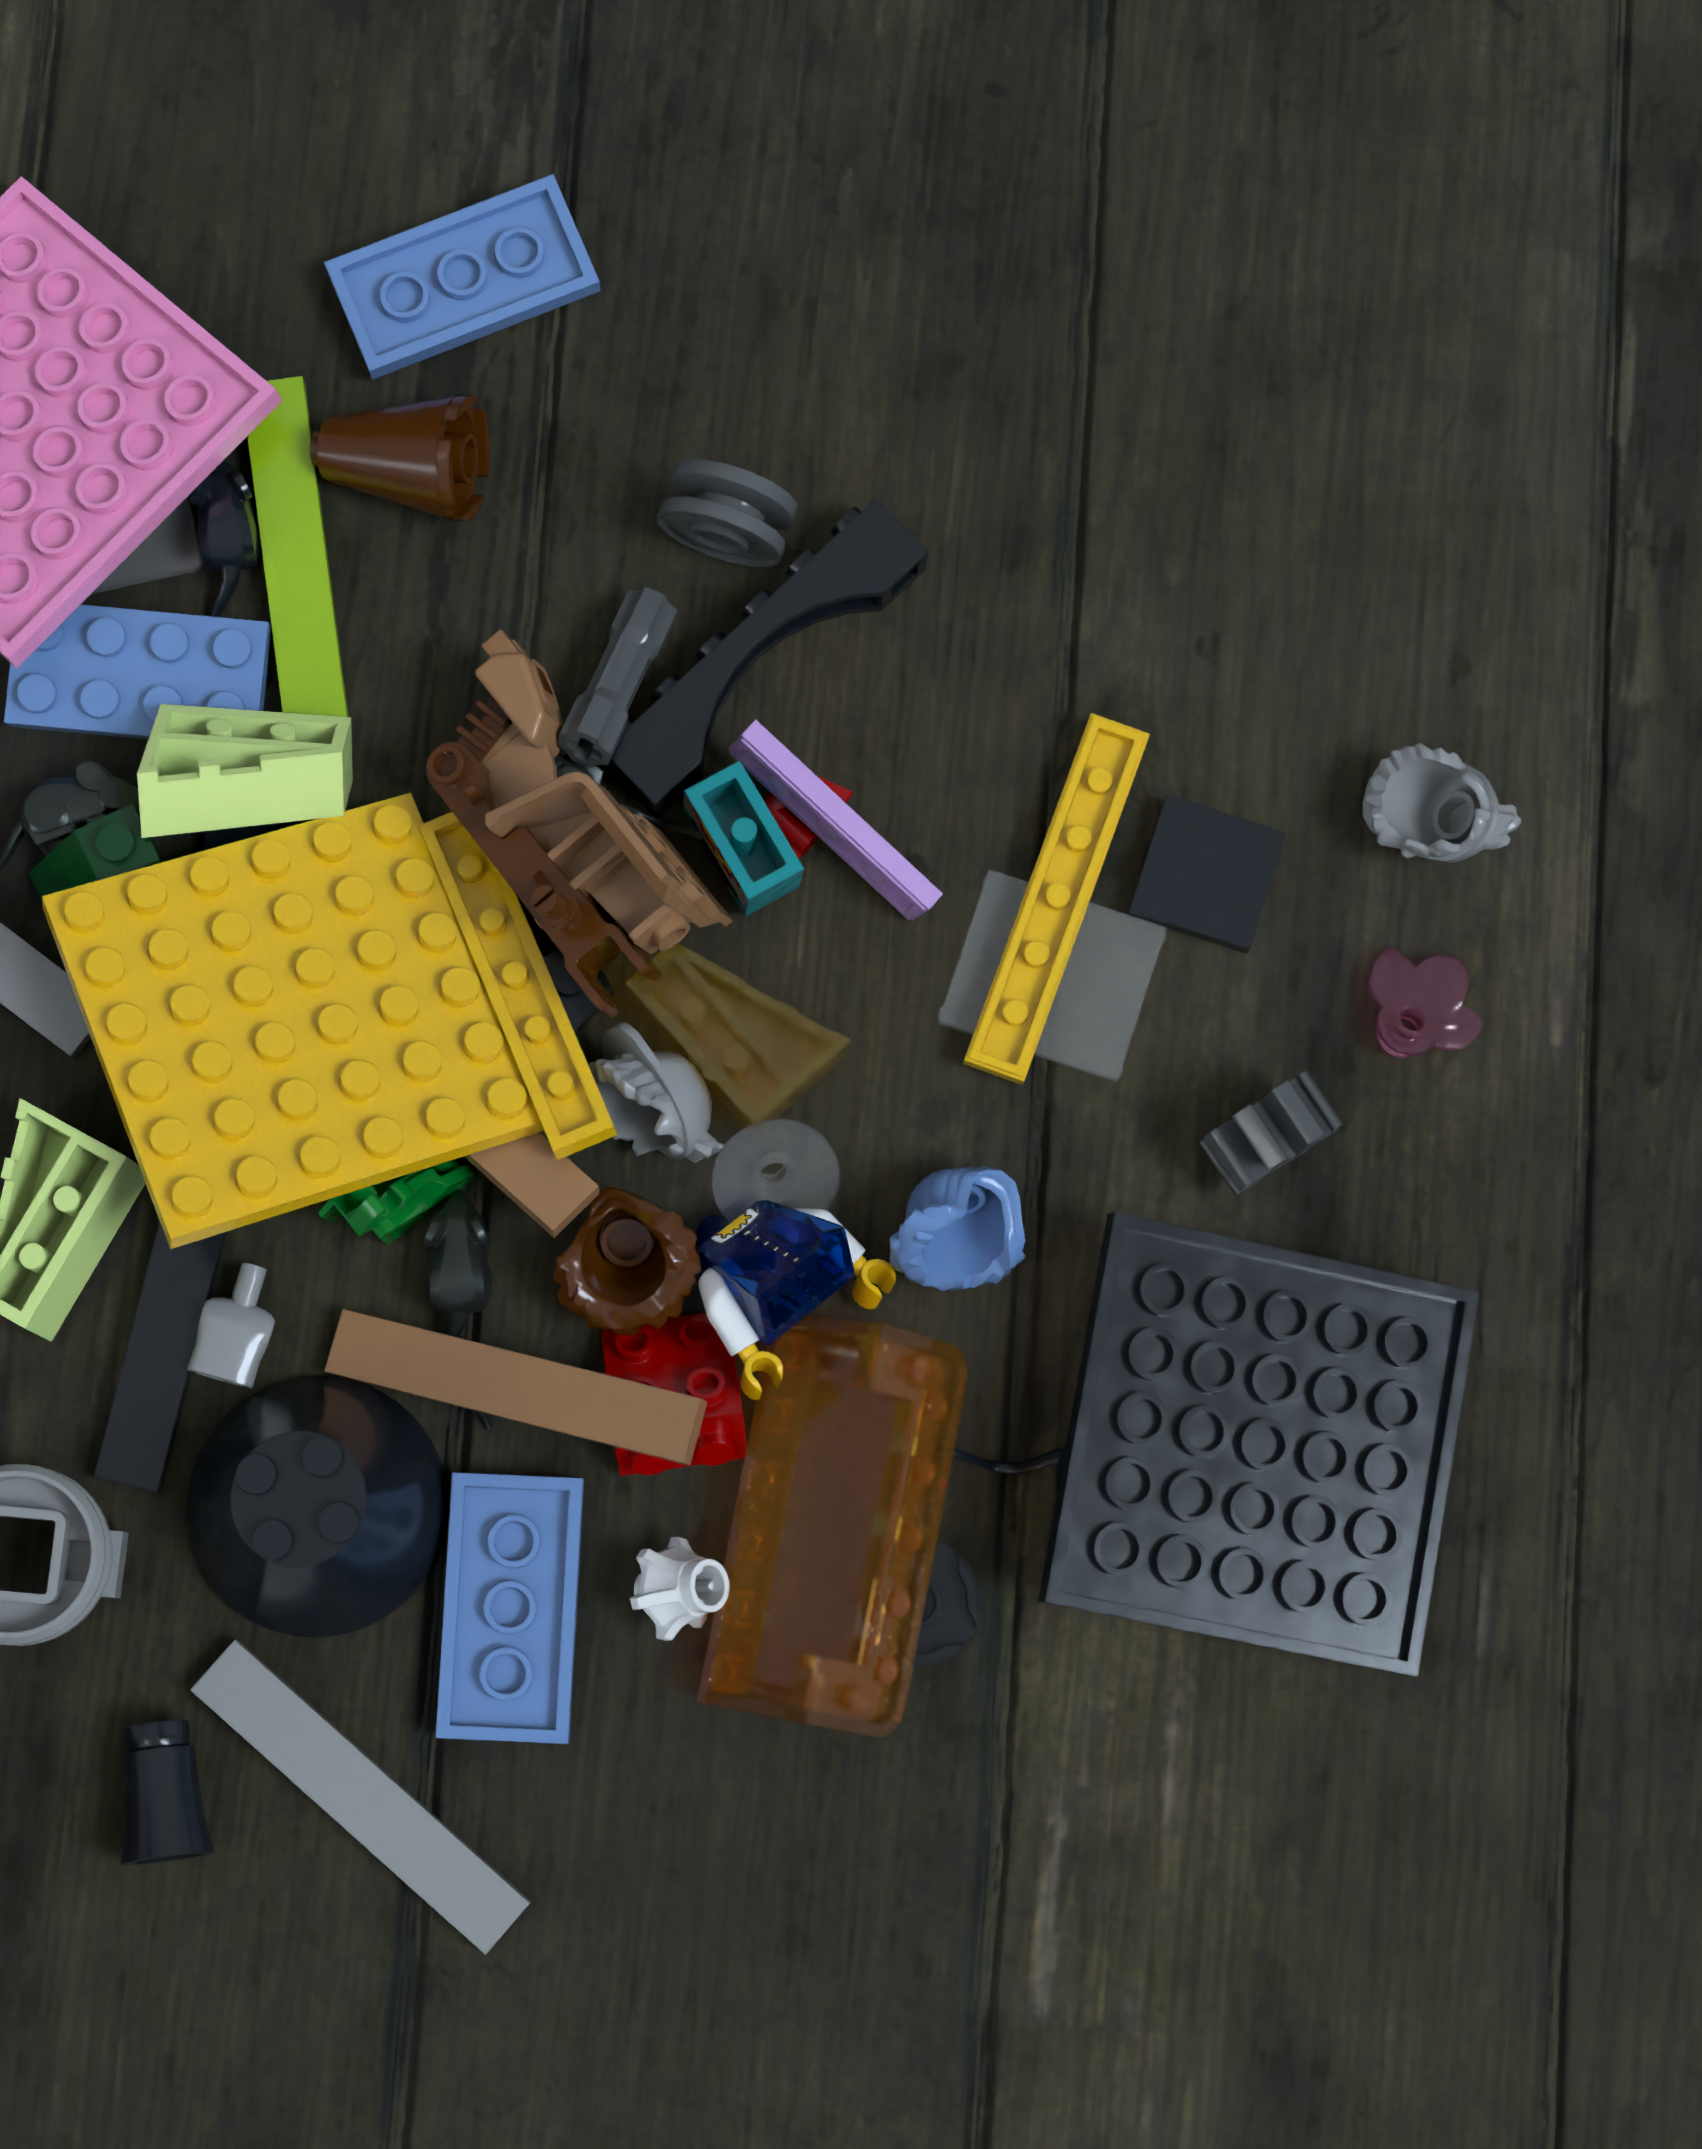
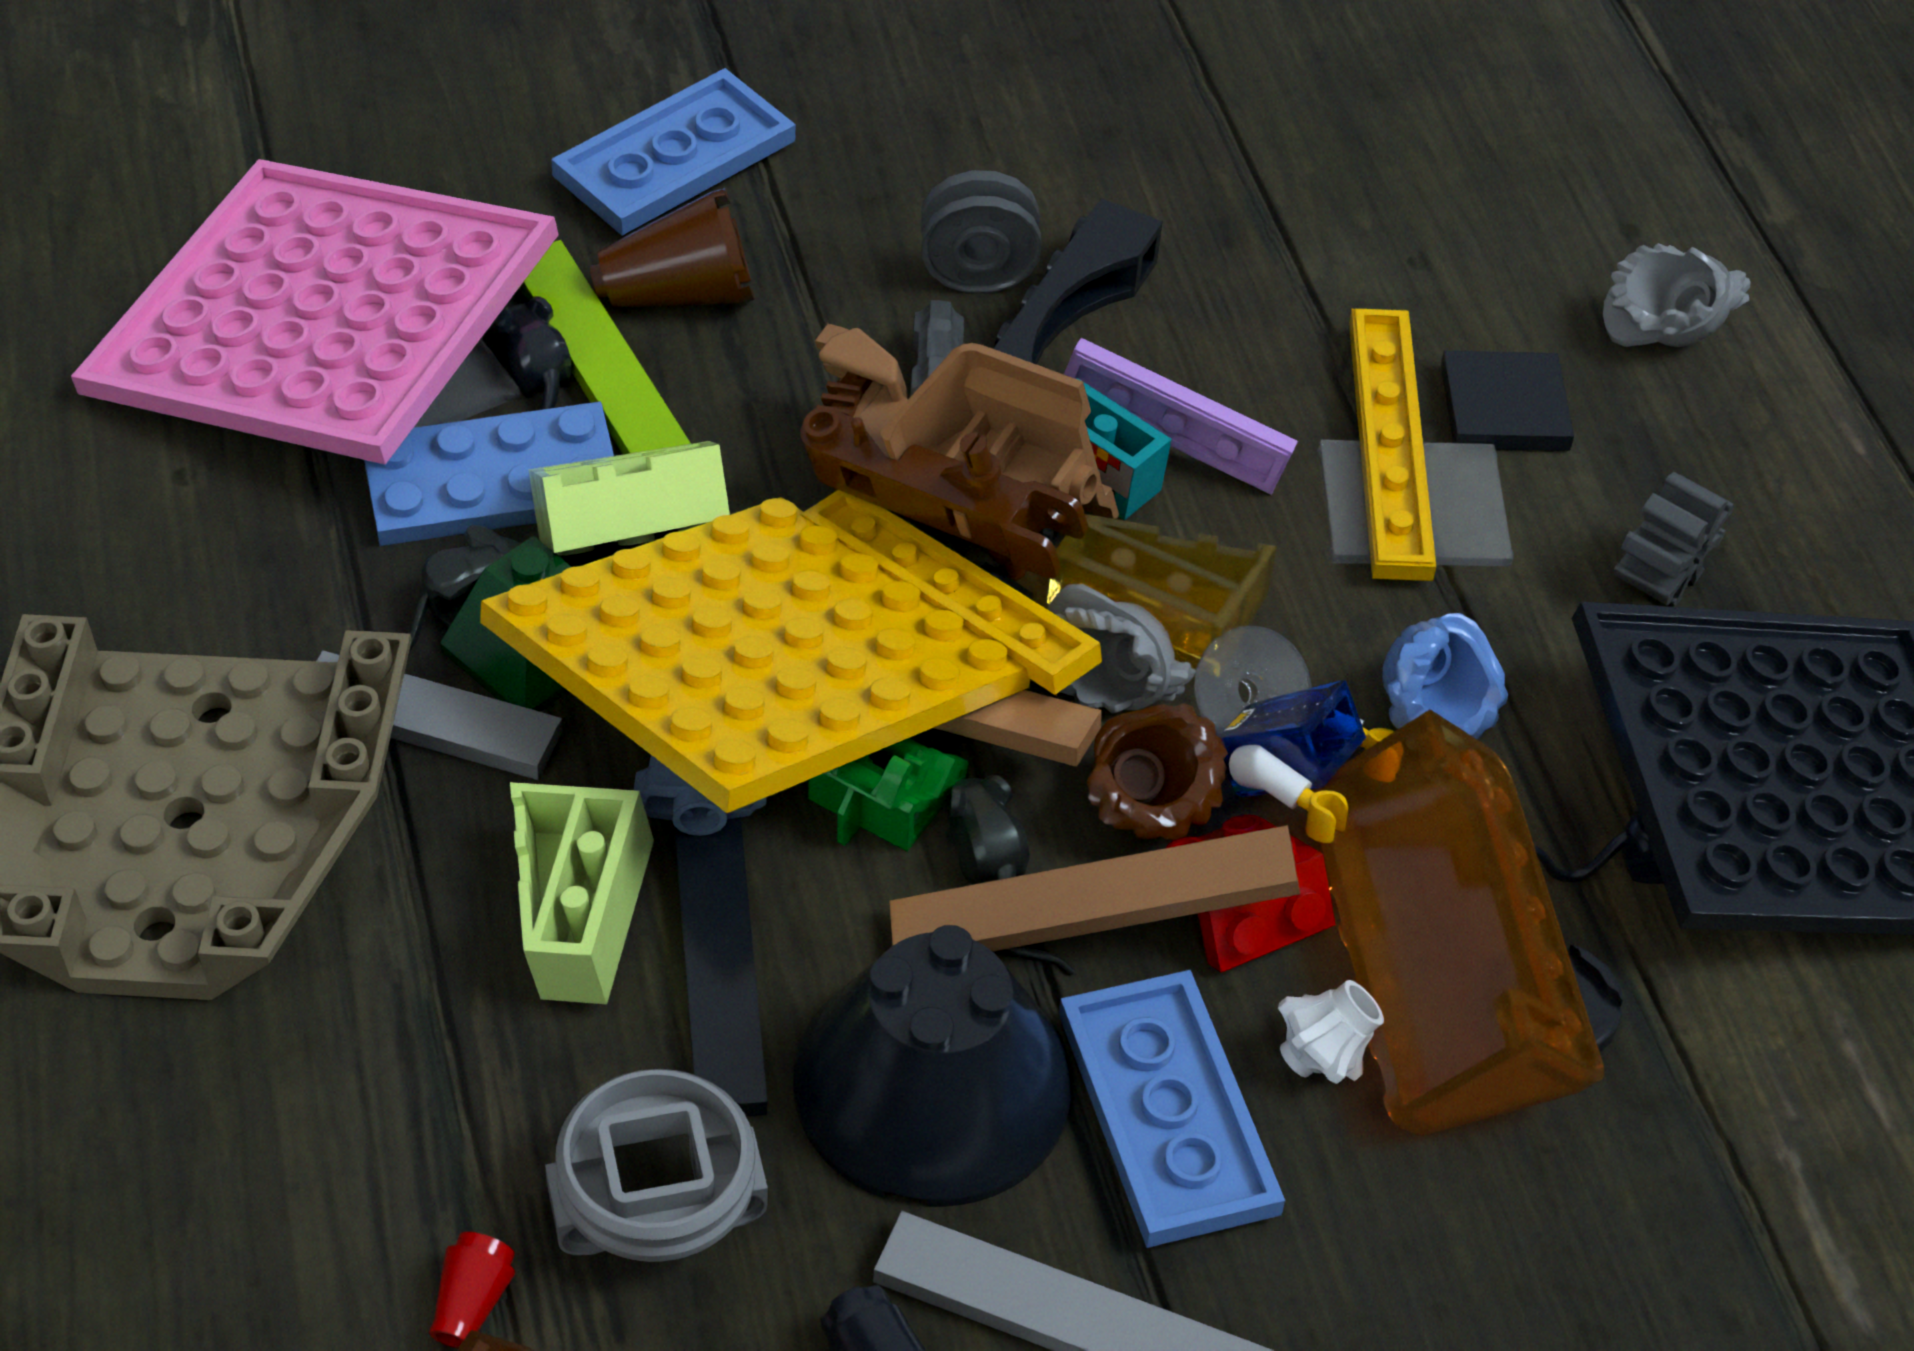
camera: 15 degrees left, 30 degrees down
(233, 1332) = (790, 951): light grey piece -> none
(1427, 998) = (1738, 445): clear pink plate -> none

